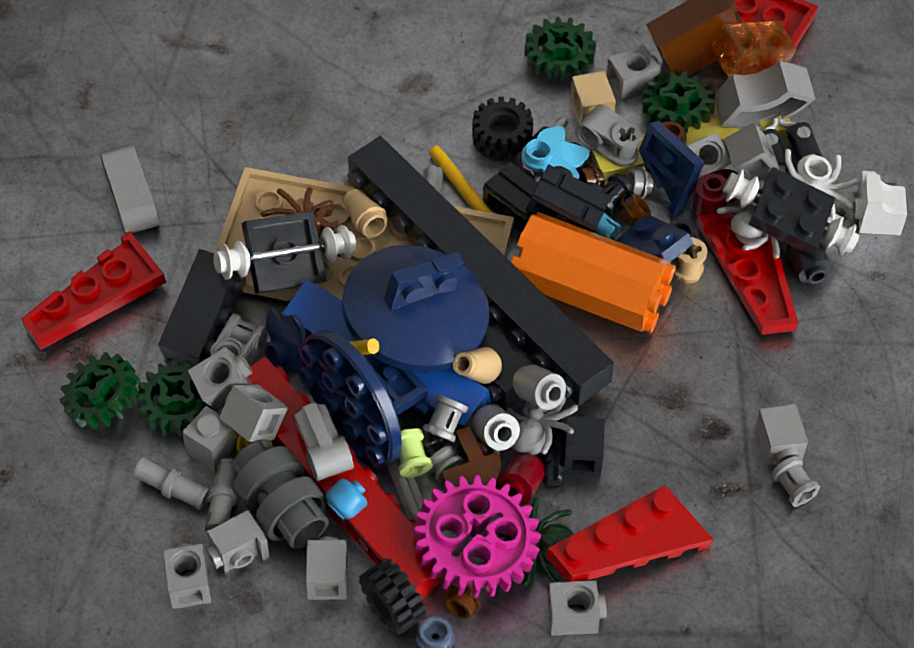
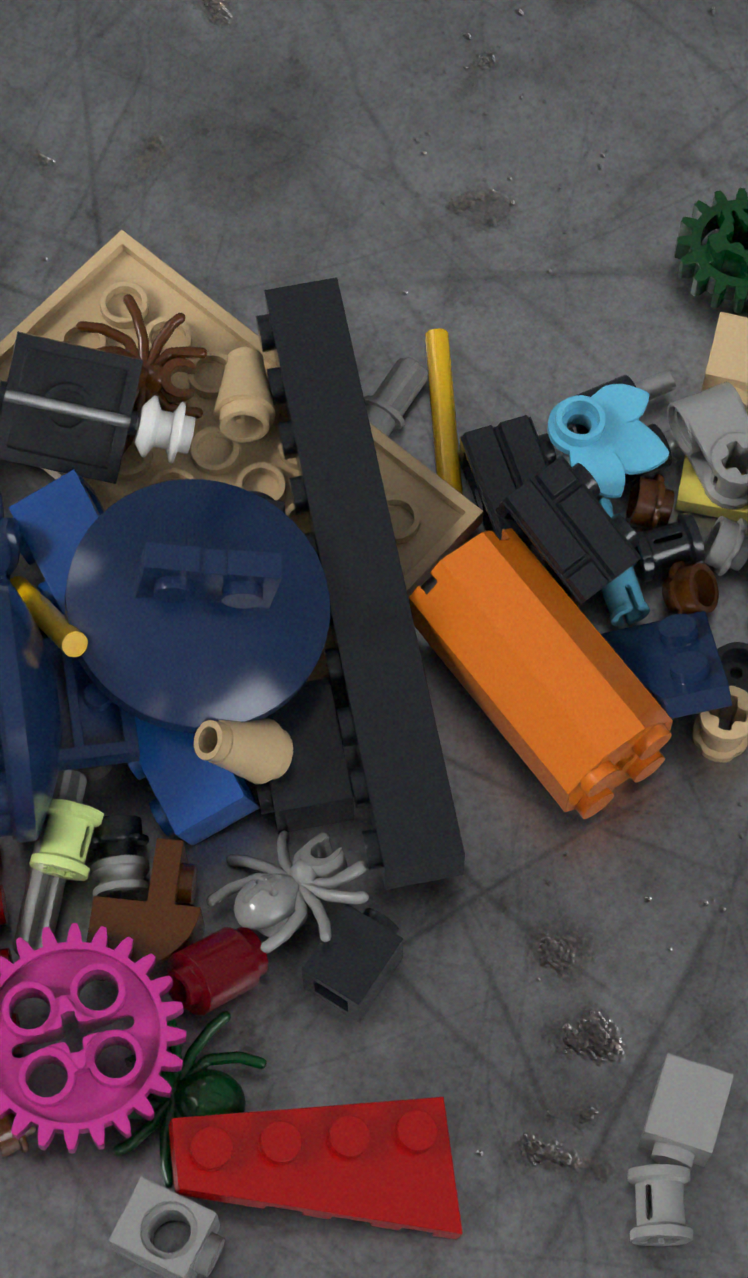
camera: 30 degrees right, 10 degrees up
(445, 418) = (144, 812): light grey bush -> none
(495, 427) = (220, 864): light grey brick -> none
(501, 113) = (569, 318): black tyre -> none
(539, 386) = (324, 833): light grey brick -> none
(555, 457) = (283, 980): black axle -> none

